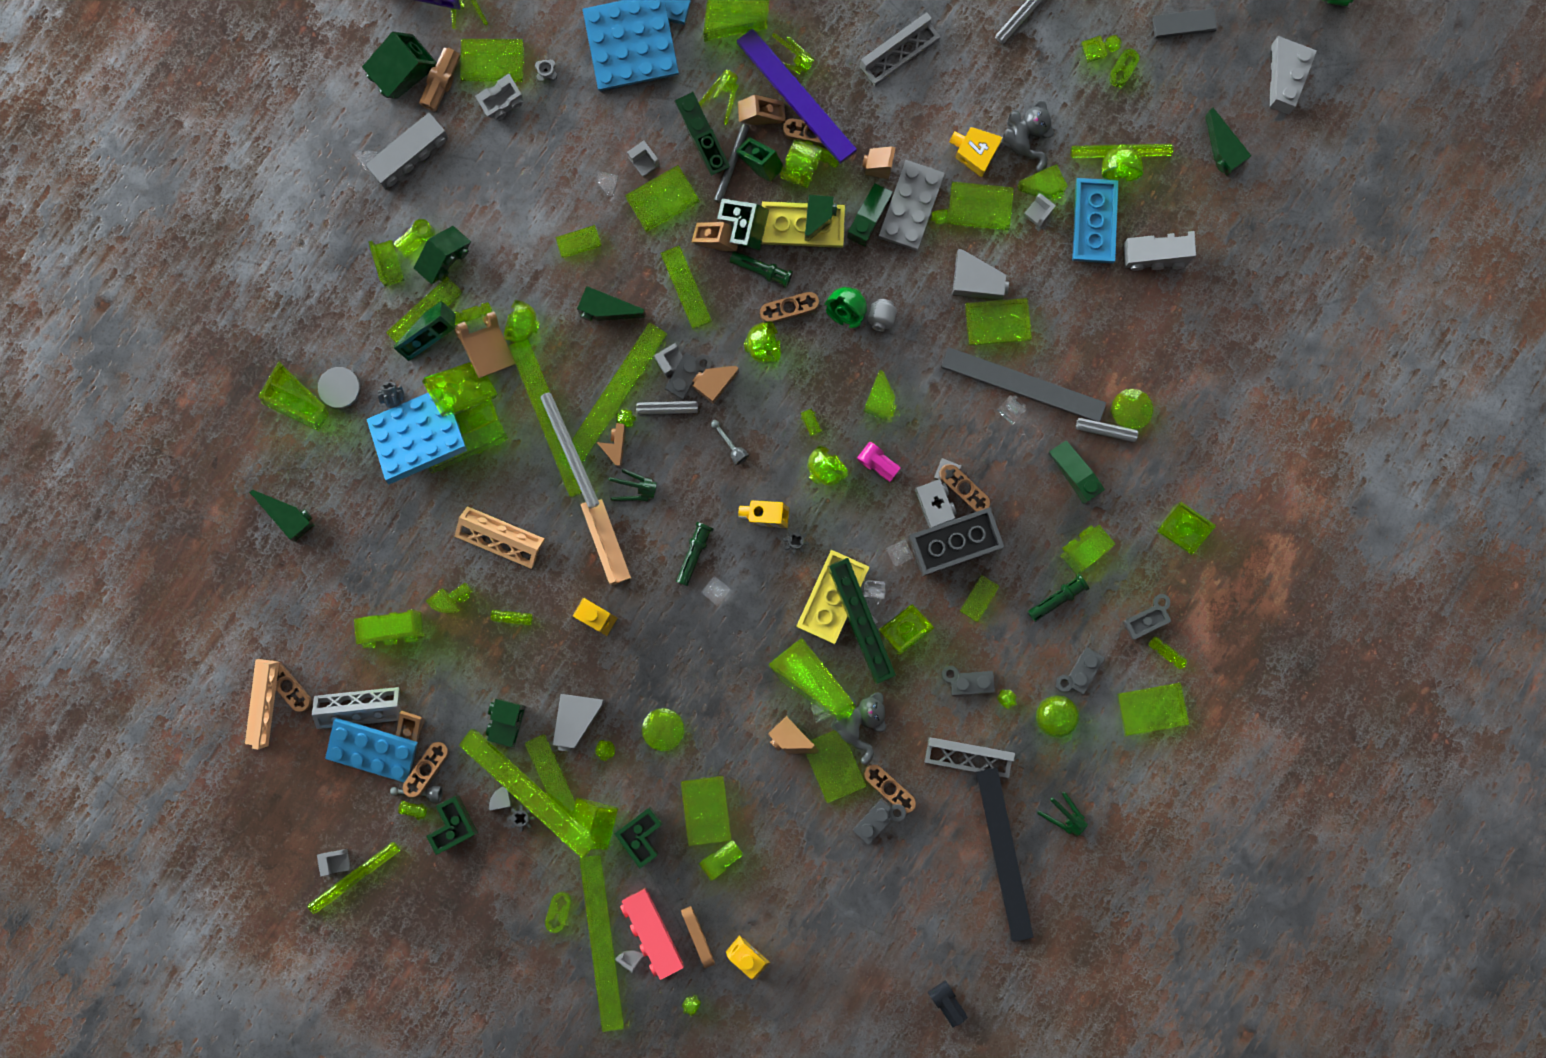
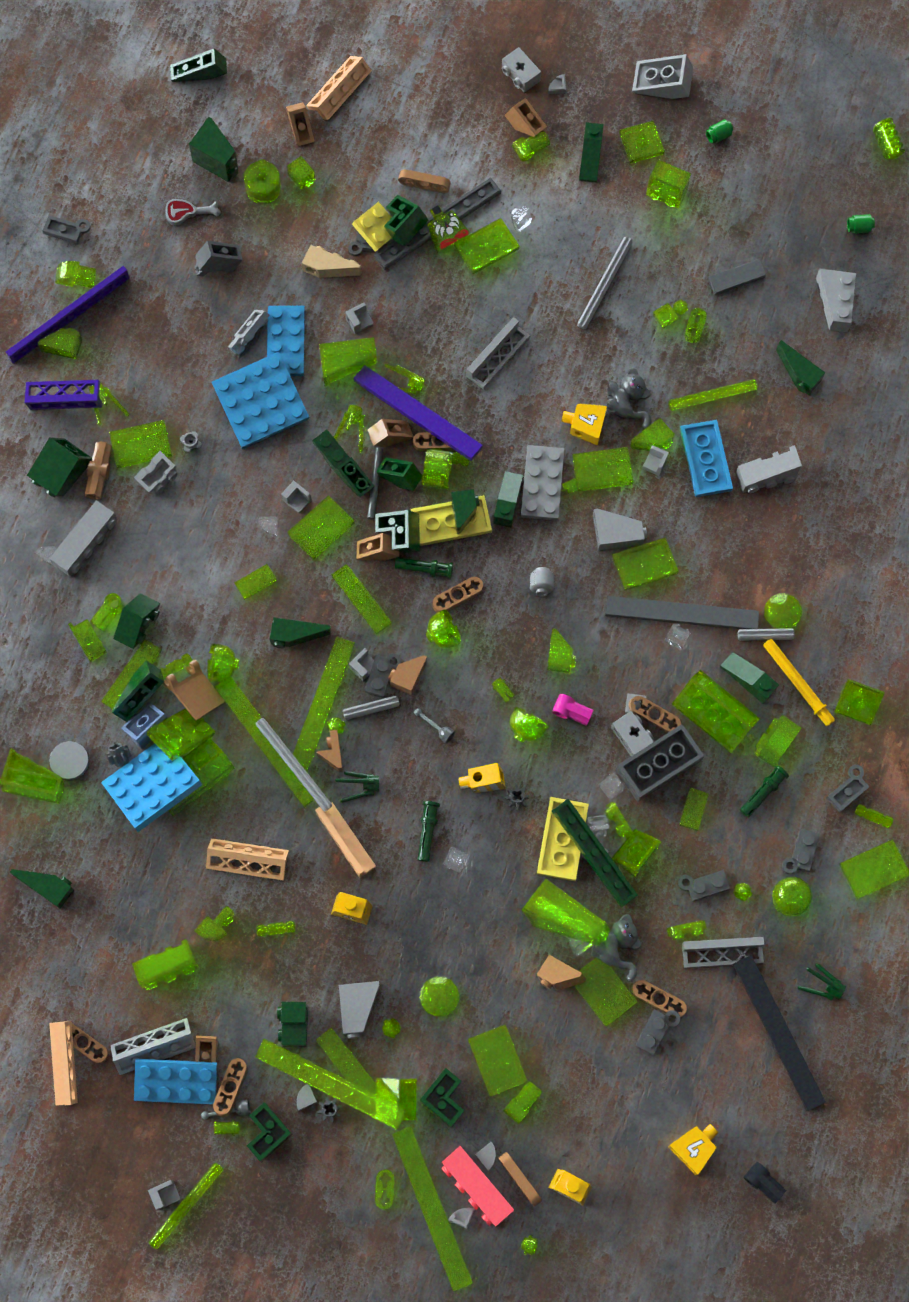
camera: 15 degrees left, 10 degrees down
(424, 365) = (139, 724): none -> sand blue slope
(671, 904) = (487, 1155): none -> light grey tile
(846, 306) = (508, 581): green cylinder -> none
(879, 162) = (505, 451): slope -> none
(886, 950) = (695, 1147): none -> yellow torso
(898, 601) = (622, 827): none -> clear neon green plate
(946, 724) = (695, 928): none -> clear neon green plate
(1030, 500) = (715, 711): none -> clear neon green slope
(1122, 163) = (716, 404): clear neon green cylinder -> none
(1128, 491) = (798, 681): none -> yellow axle

